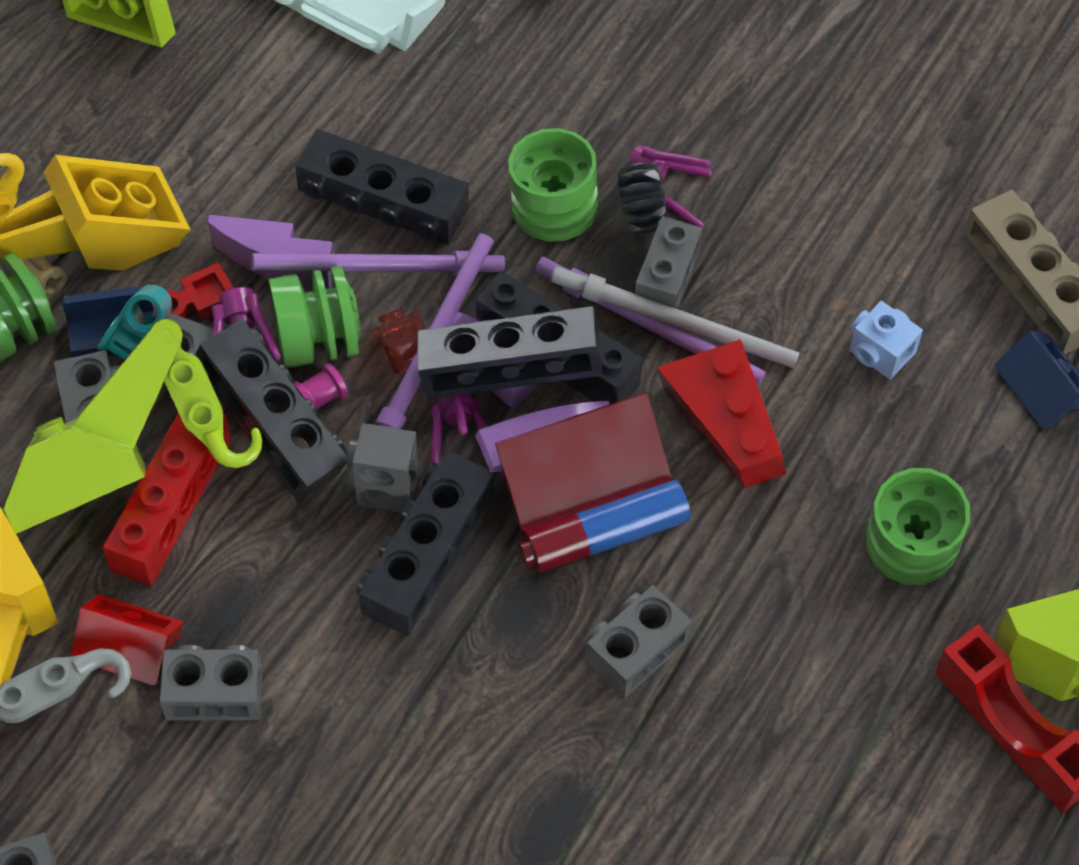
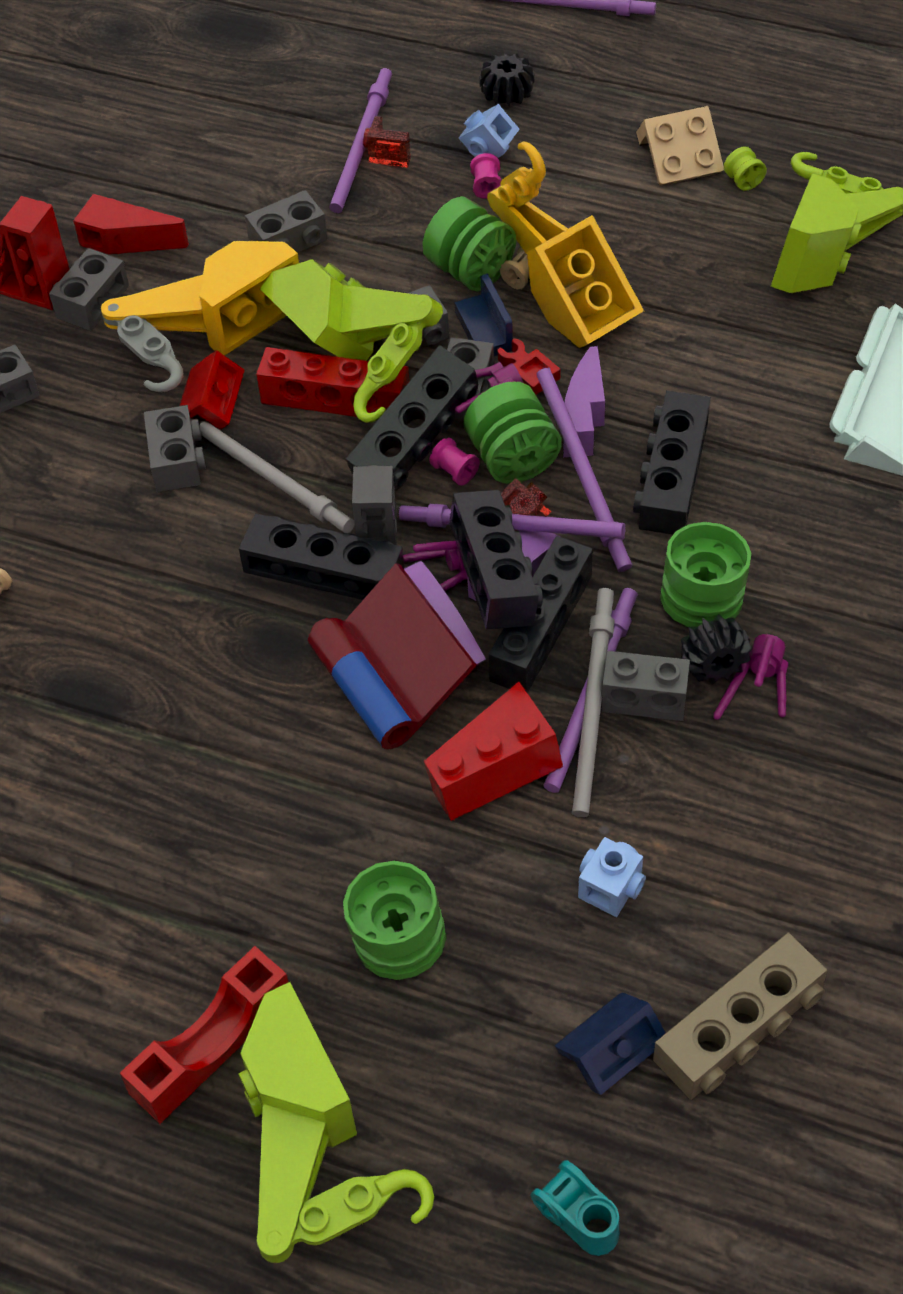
camera: 85 degrees right, 5 degrees down
(133, 324) = (476, 322): teal piece -> none
(367, 523) = (319, 506): none -> light grey bar
(646, 646) = (246, 727): dark grey brick -> none

